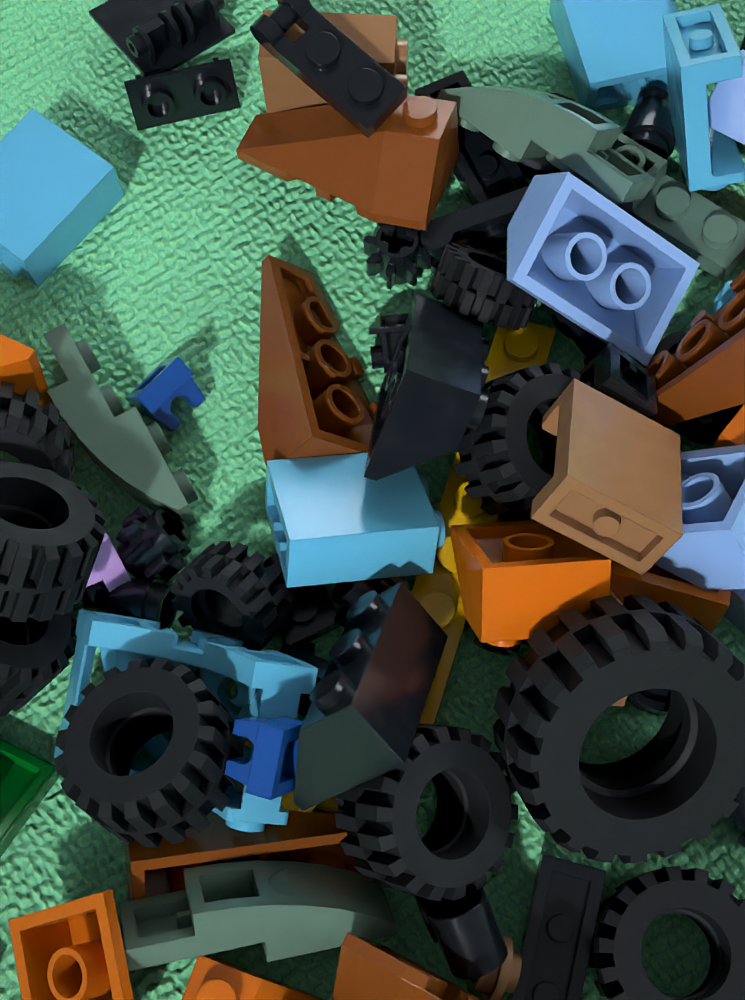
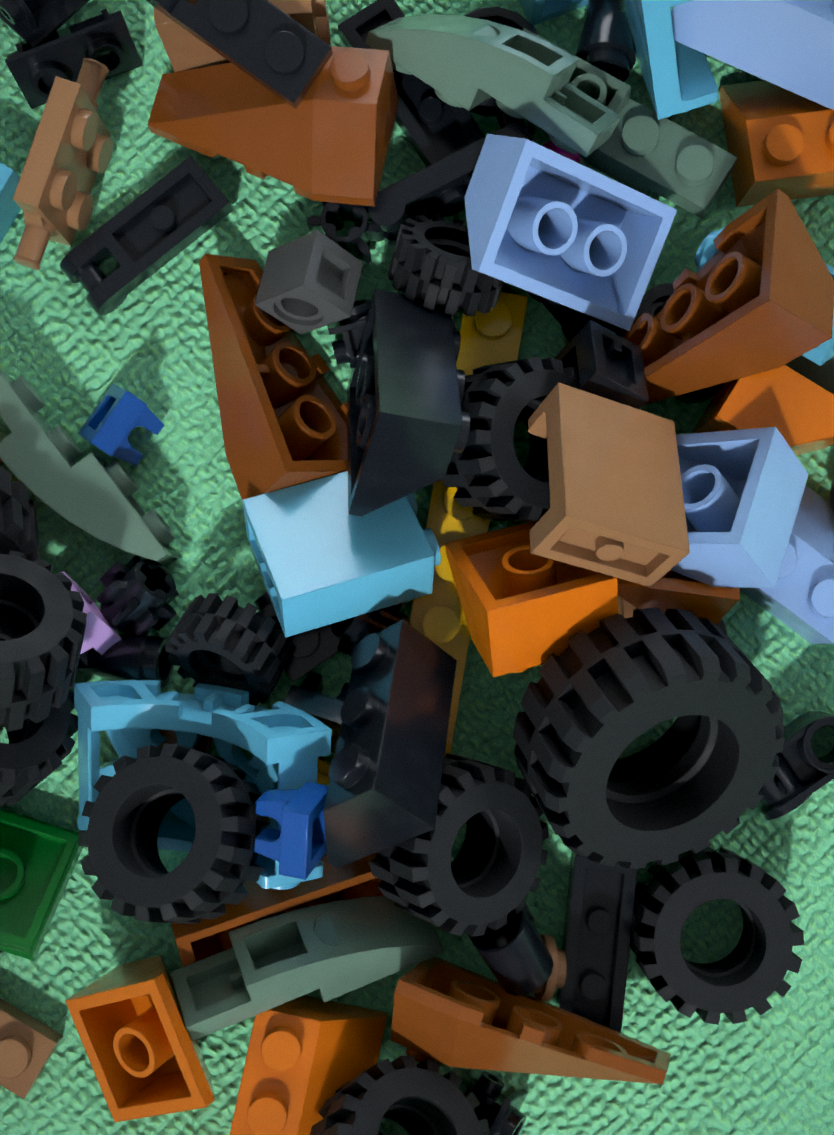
camera: 15 degrees left, 15 degrees up
(157, 168) = (63, 164): none -> medium nougat plate
(218, 239) = (146, 235): none -> black plate
(357, 289) = (309, 283): none -> dark grey brick

